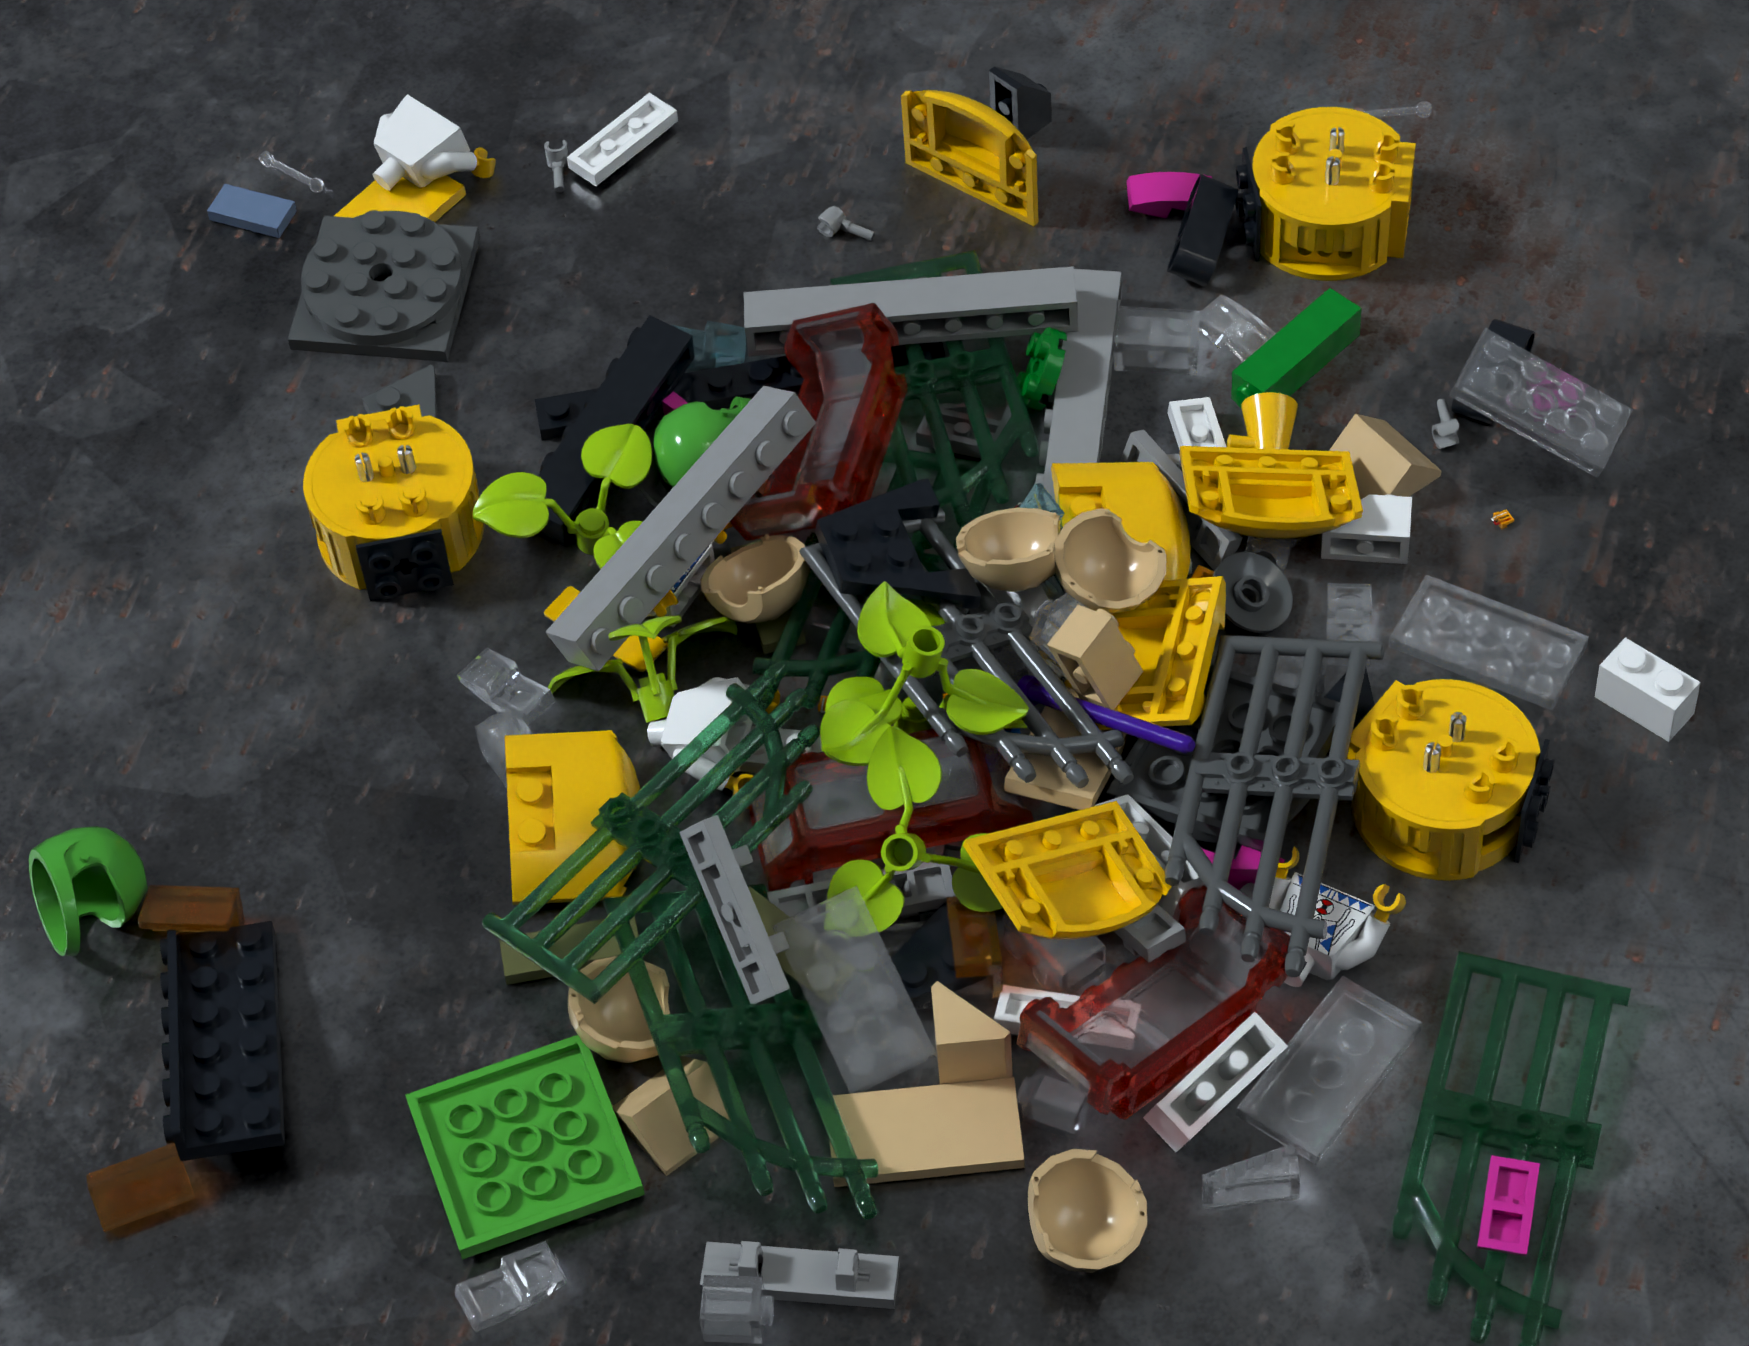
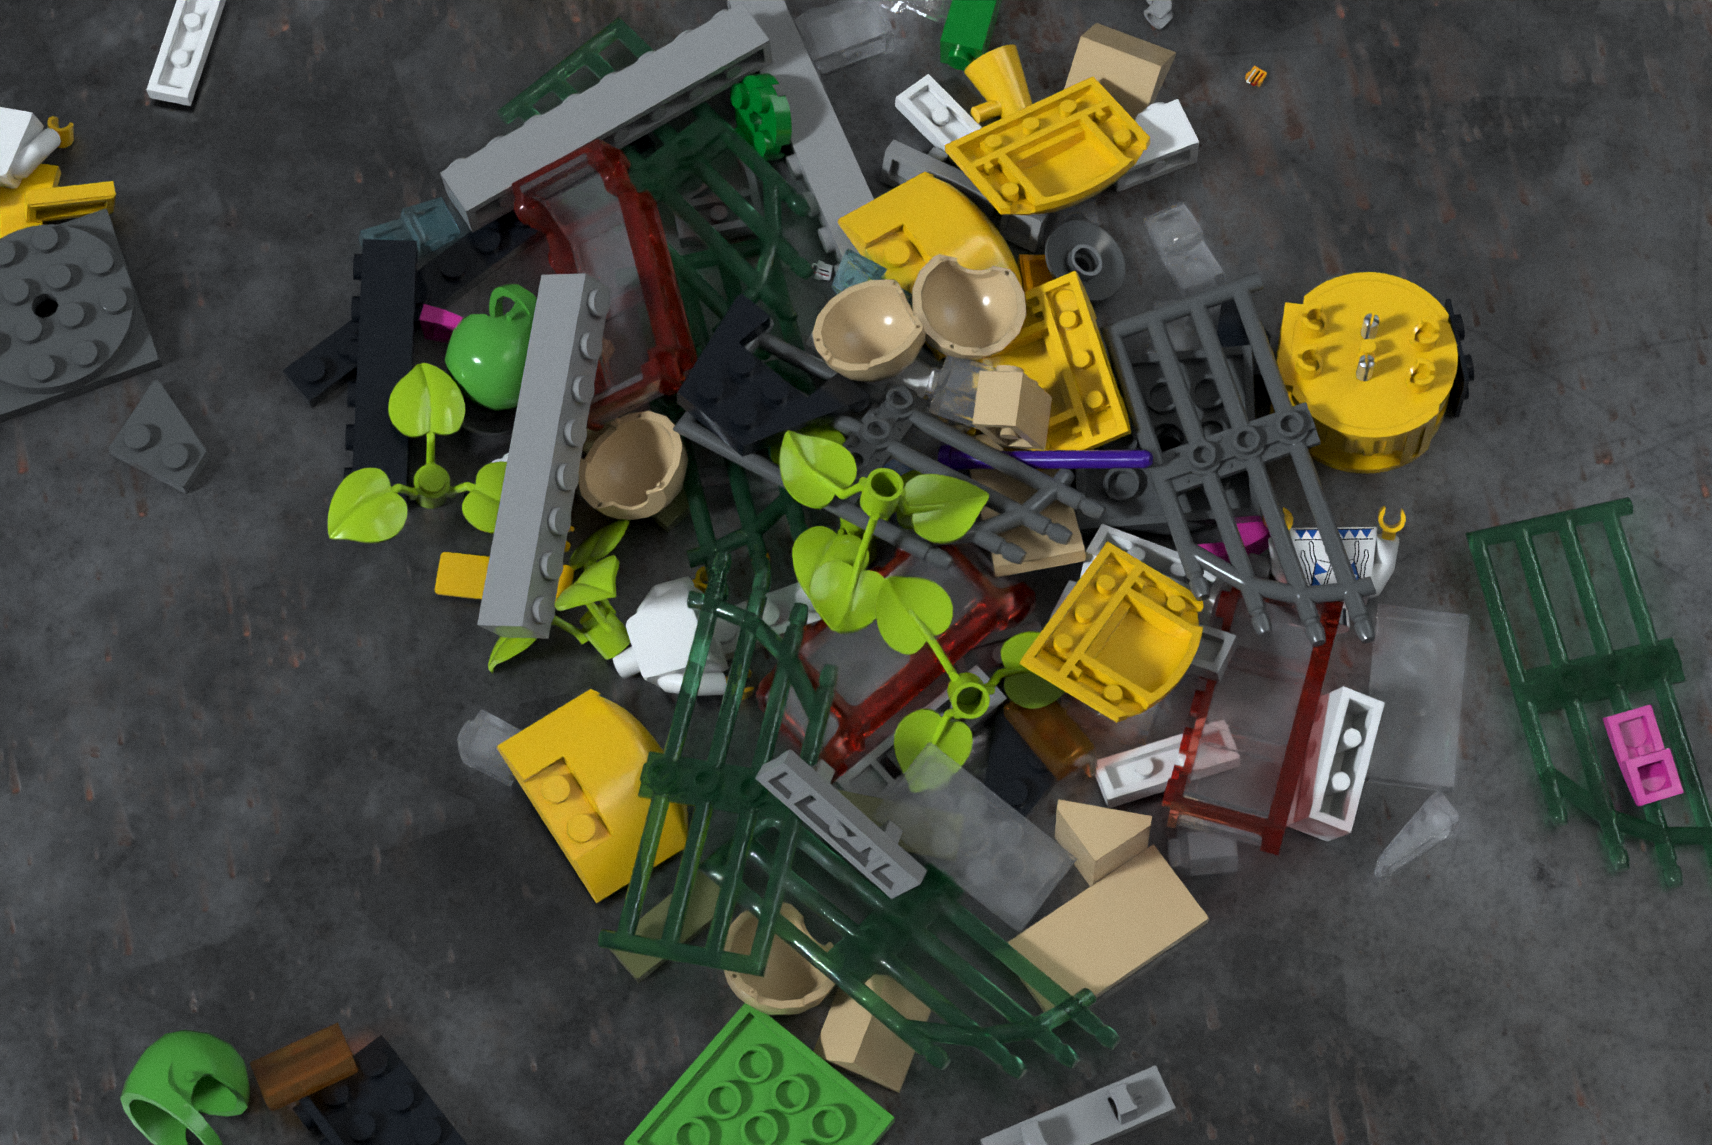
camera: 30 degrees left, 15 degrees up
(393, 502) = (225, 550): yellow piece -> none
(451, 208) = (68, 201): none -> yellow tile
(502, 686) = (447, 688): clear slope -> none
(557, 161) = (134, 95): light grey hand -> none
(835, 219) = (454, 39): light grey hand -> none
(1085, 1211) = (1301, 945): tan cylinder -> none
(1489, 642) = (1318, 211): clear plate -> none
(1647, 689) = (1483, 196): white brick -> none

